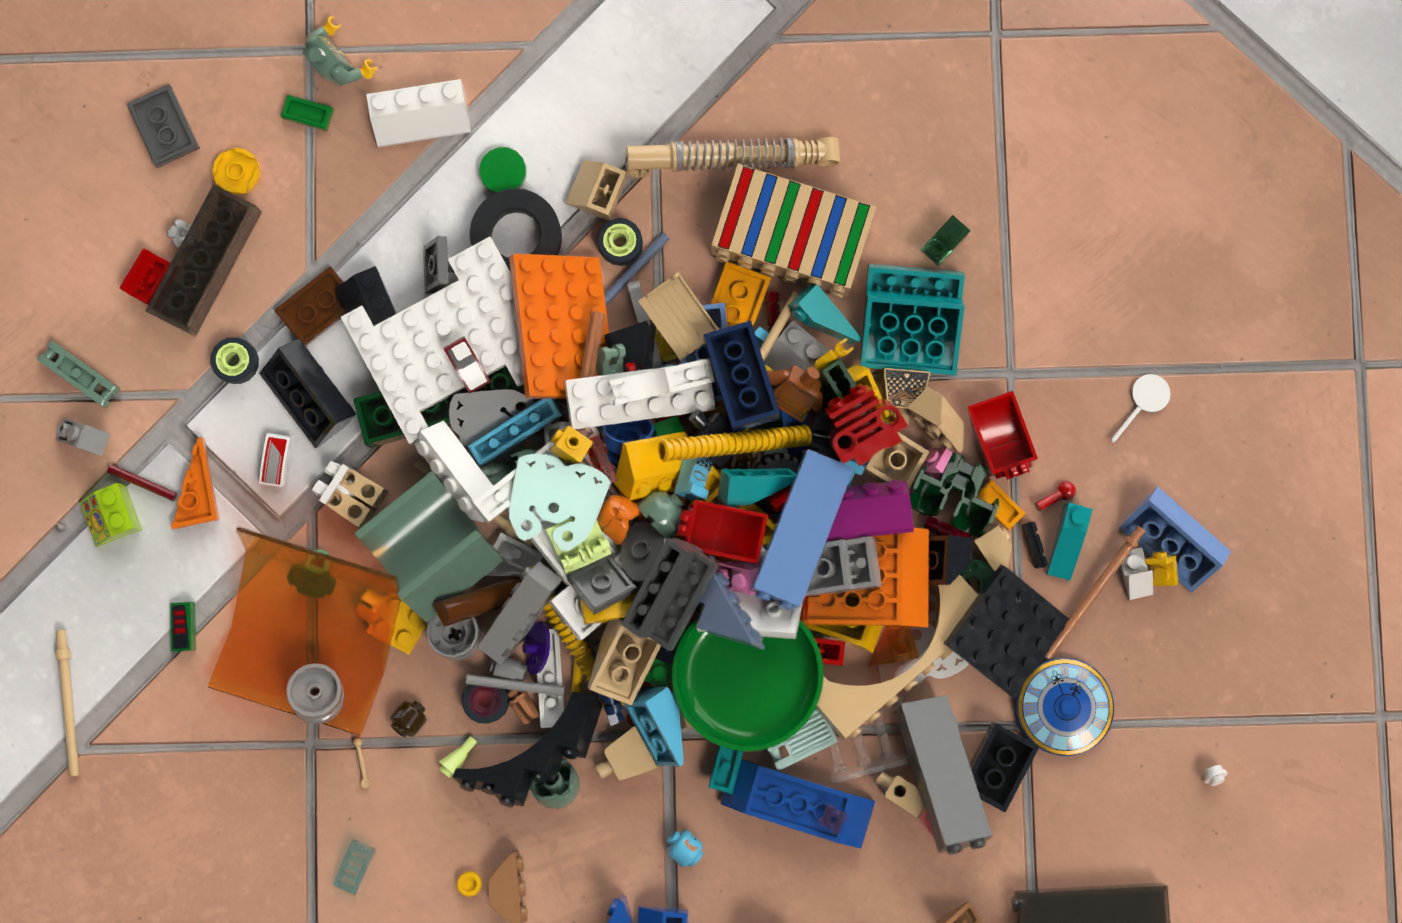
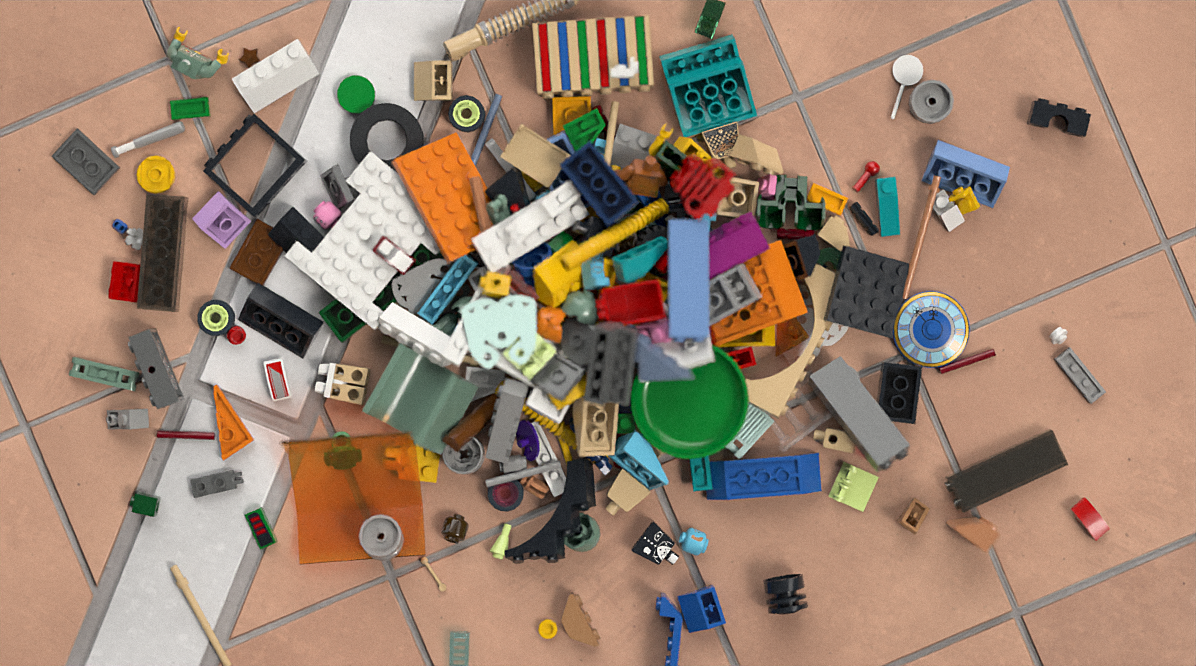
camera: 25 degrees left, 5 degrees up
(59, 544) = (145, 504): none -> dark green brick
(110, 514) = (172, 468): lime slope -> none
(138, 390) = (162, 380): none -> dark grey brick
(152, 552) = (215, 483): none -> dark grey hinge
(170, 213) = (119, 226): none -> blue rock
(249, 390) = (236, 335): none -> red plate
(272, 128) = (158, 135): none -> light grey piece
(288, 251) = (221, 220): none -> lavender slope
(369, 237) = (283, 180): none -> black window
(399, 80) = (250, 57): none -> reddish brown piece
(410, 291) = (326, 214): none -> bright pink head
(637, 834) = (655, 545): none -> black torso
(753, 307) = (584, 129): none -> green wing
(818, 311) = (634, 109): teal slope -> none
(819, 258) = (621, 71): none -> white bracket
(835, 826) = (787, 478): clear purple plate -> none
(901, 858) = (853, 486): none -> yellowish green hinge
(1002, 436) = (809, 148): red piece -> none
(1093, 762) = (967, 361): none -> dark red bar
(1176, 448) = (941, 96): none -> light grey wheel
(1222, 833) = (1080, 375): none -> light grey tile
(1327, 527) = (1075, 120): none -> black arch

